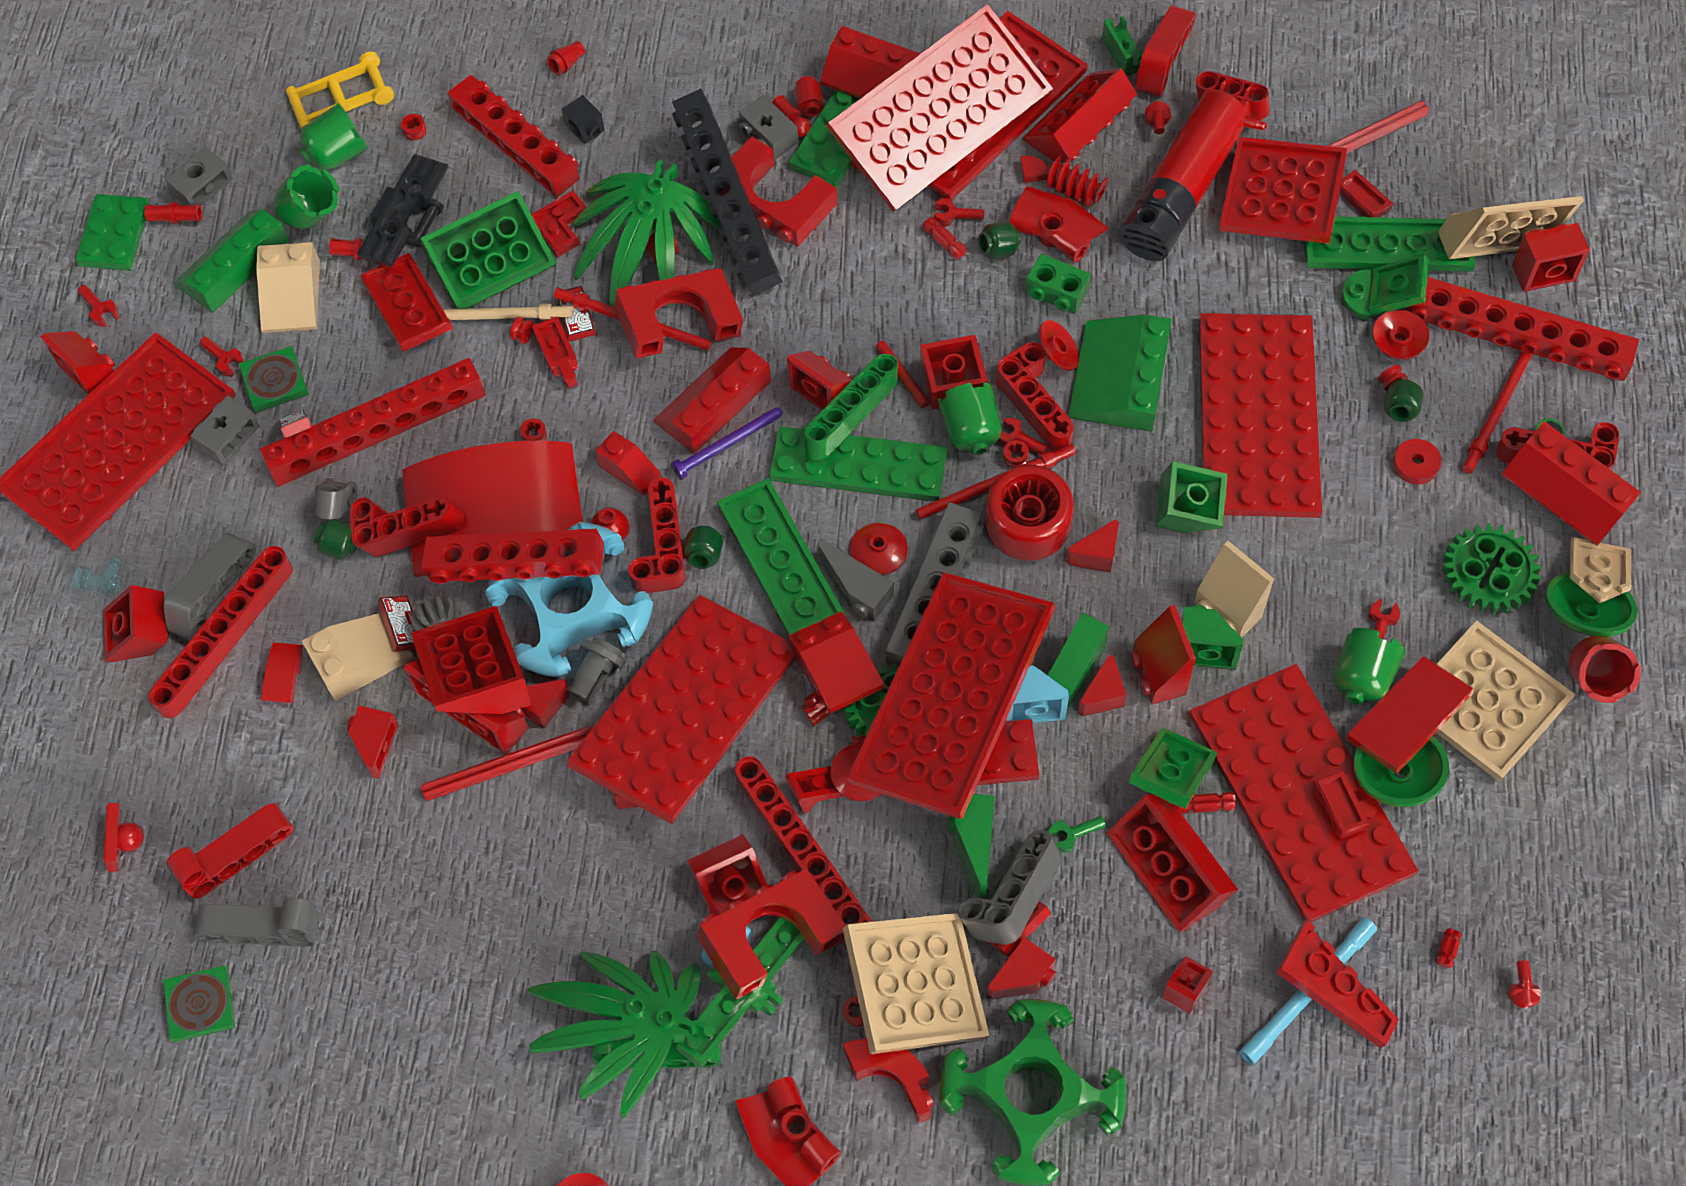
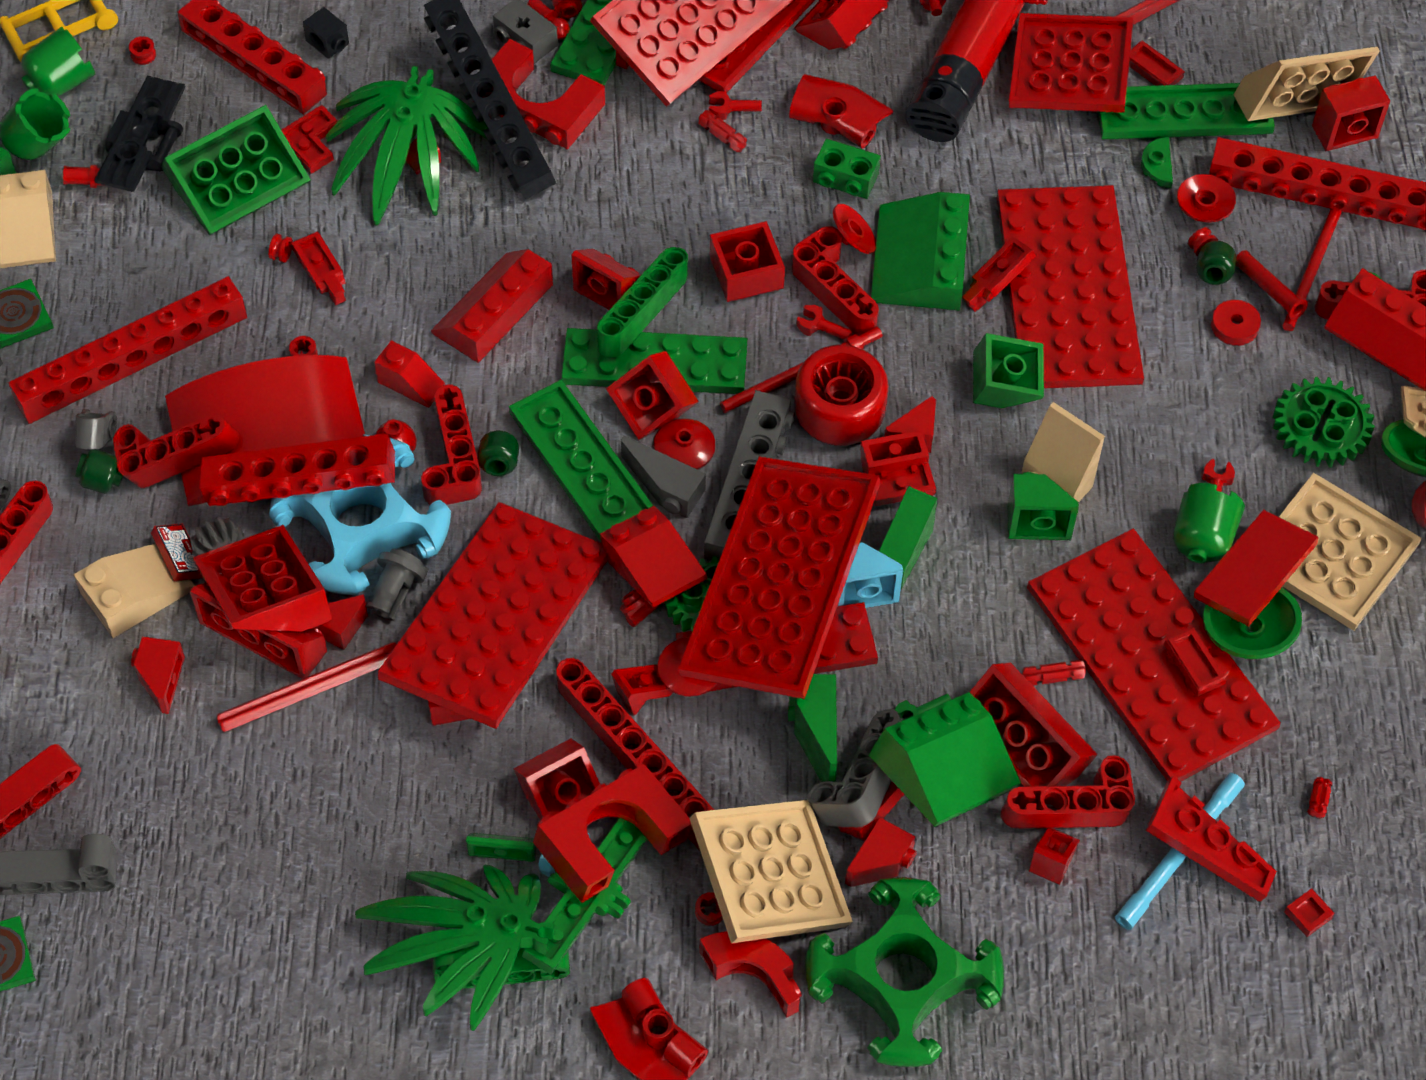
camera: 10 degrees left, 5 degrees down
(281, 672) = (52, 612): red slope -> none
(294, 423) = (43, 355): tile -> none
(406, 302) = (152, 227): red tile -> none
(543, 312) = (302, 228): tan bar -> none
(581, 324) = (337, 228): tile -> none
(583, 302) = (344, 215): red bar -> none
(668, 933) = (501, 847): none -> green slope
(681, 468) = (466, 376): dark purple bar -> none
(703, 291) = (473, 197): red arch -> none
(851, 499) = (652, 394): none -> red slope
(905, 377) = (697, 274): red bar -> none
(971, 418) = (770, 305): green cylinder -> none
(999, 240) = (780, 129): dark green head -> none
(1013, 446) = (819, 332): red bush -> none
(1033, 169) = (809, 58): red tile -> none
(1075, 183) = (854, 68): red piece -> none
(1076, 587) = (900, 463): none -> red brick
(1093, 886) = (947, 759): none -> green slope
(1105, 691) = (938, 570): red slope -> none
(1164, 658) = (997, 528): red slope -> none
(1173, 768) = (1017, 637): green plate -> none
(1191, 398) = (998, 273): none -> red hinge
(1203, 933) = (1027, 807): none -> red beam
(1398, 285) = (1199, 149): green tile -> none
(1426, 1063) = (1309, 912): none -> red plate
(1455, 426) = (1271, 285): none -> red pin
(1525, 993) = (1401, 835): red plate -> none

